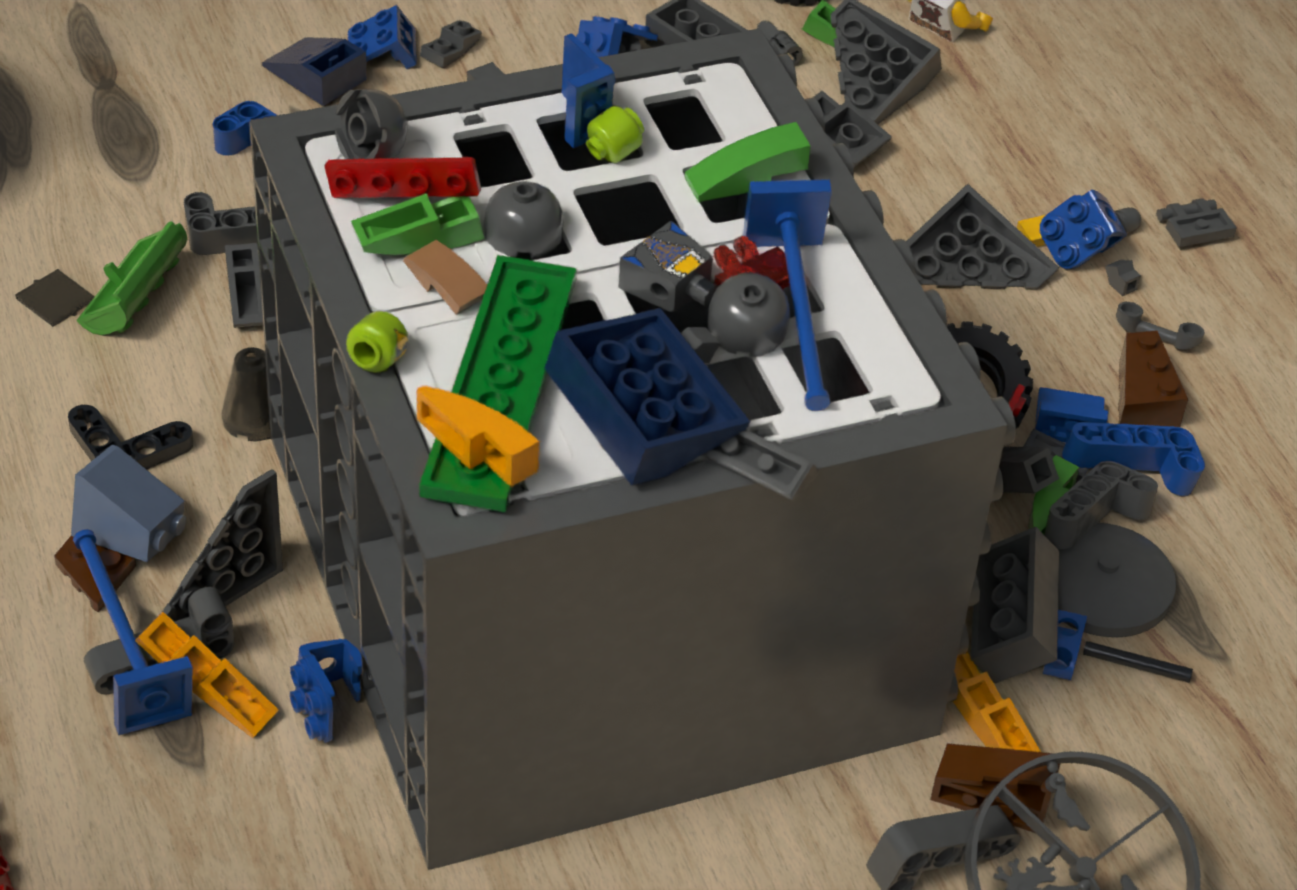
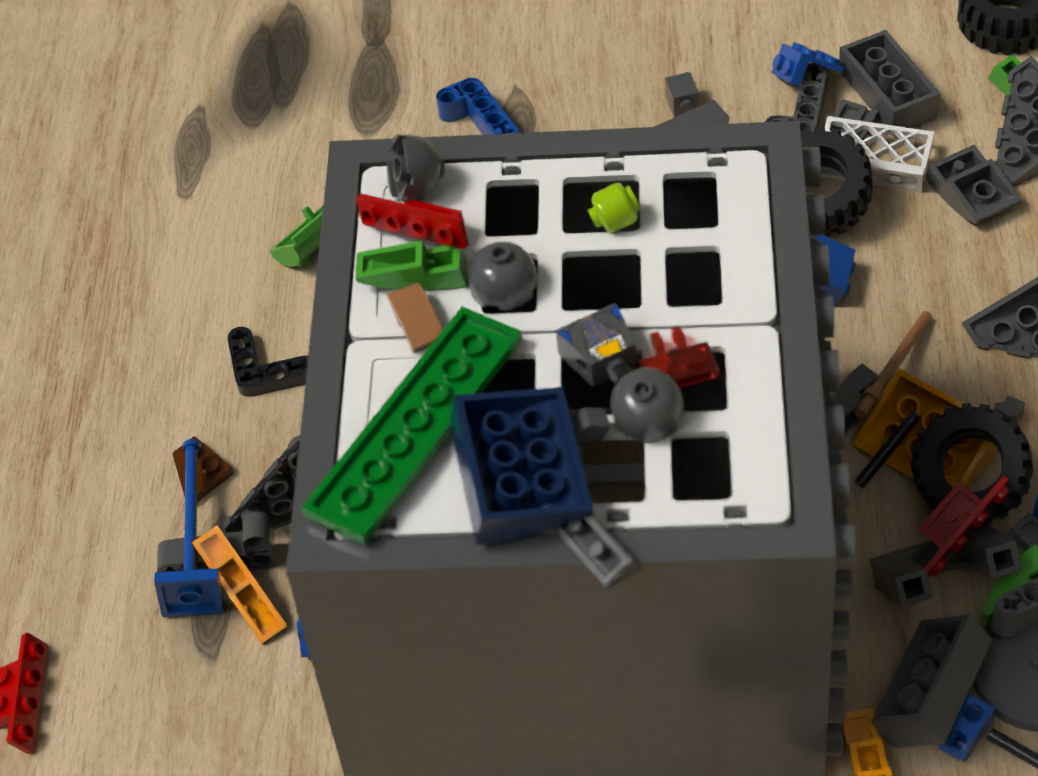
camera: 30 degrees right, 5 degrees up
(55, 297) = (262, 227): clear smoke piece -> none
(126, 506) = (233, 424): sand blue slope -> none
(320, 67) = (548, 54): dark blue slope -> none
(377, 341) = (329, 368): lime head -> none
(386, 32) = (617, 30): blue bracket -> none
(452, 44) = (671, 47): dark grey slope -> none
(478, 434) = (361, 475): light orange slope -> none
(586, 86) = (600, 167): blue bracket -> none
(750, 159) = (718, 256): bright green slope -> none
(780, 41) = (958, 91): dark grey hinge -> none
(793, 217) = (717, 317): blue tile -> none

